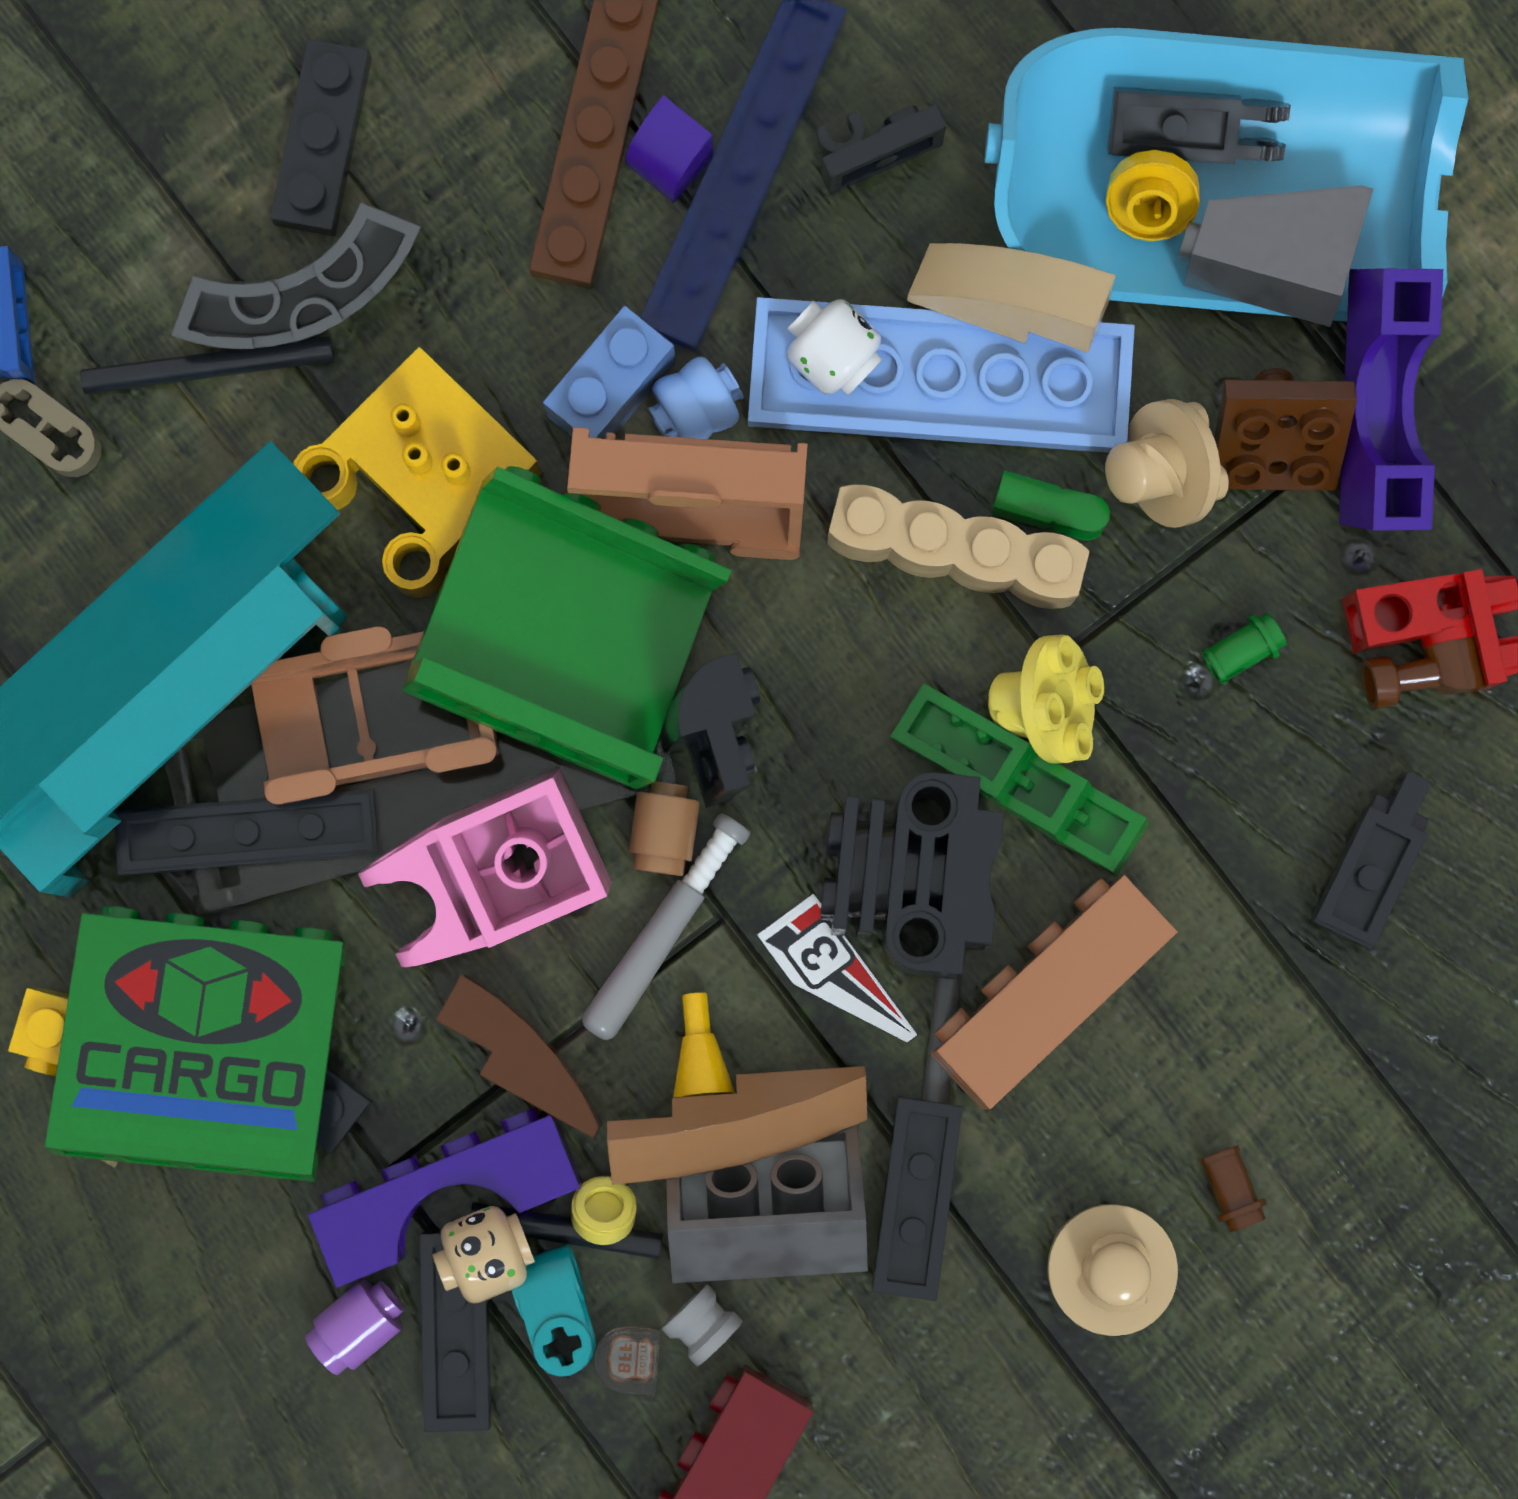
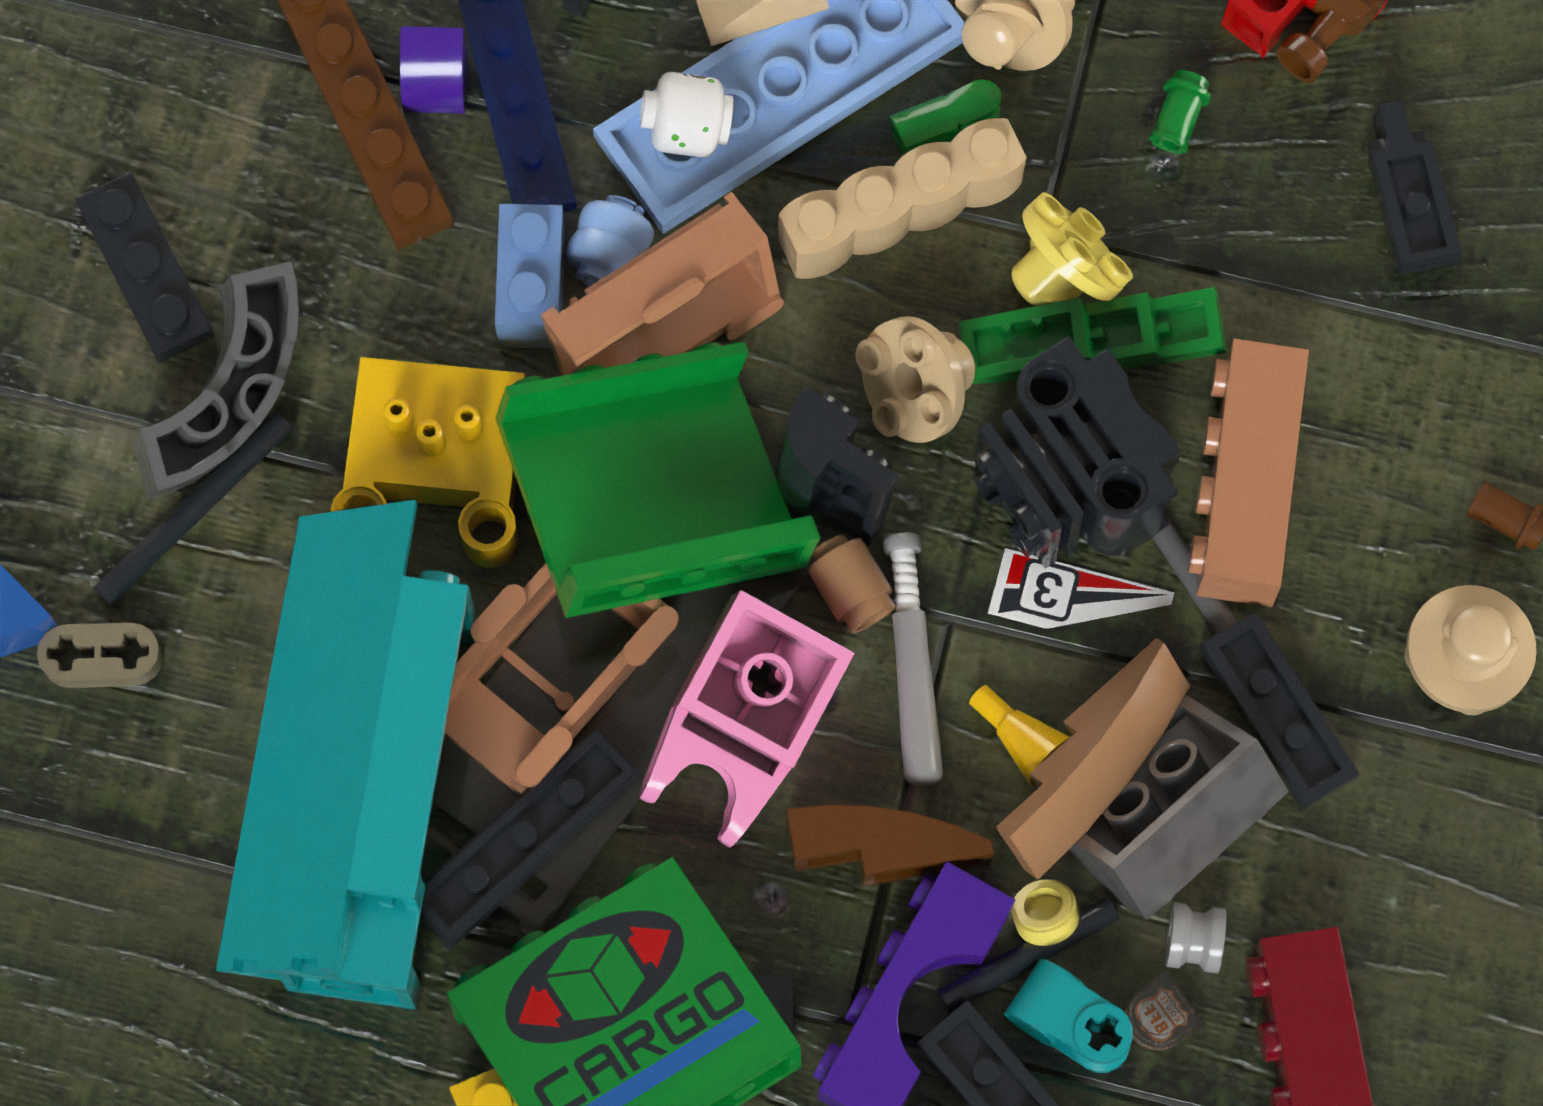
camera: 40 degrees left, 10 degrees down
(483, 1254) = (984, 1006): tan head -> none
(846, 706) = (914, 378): none -> tan plate

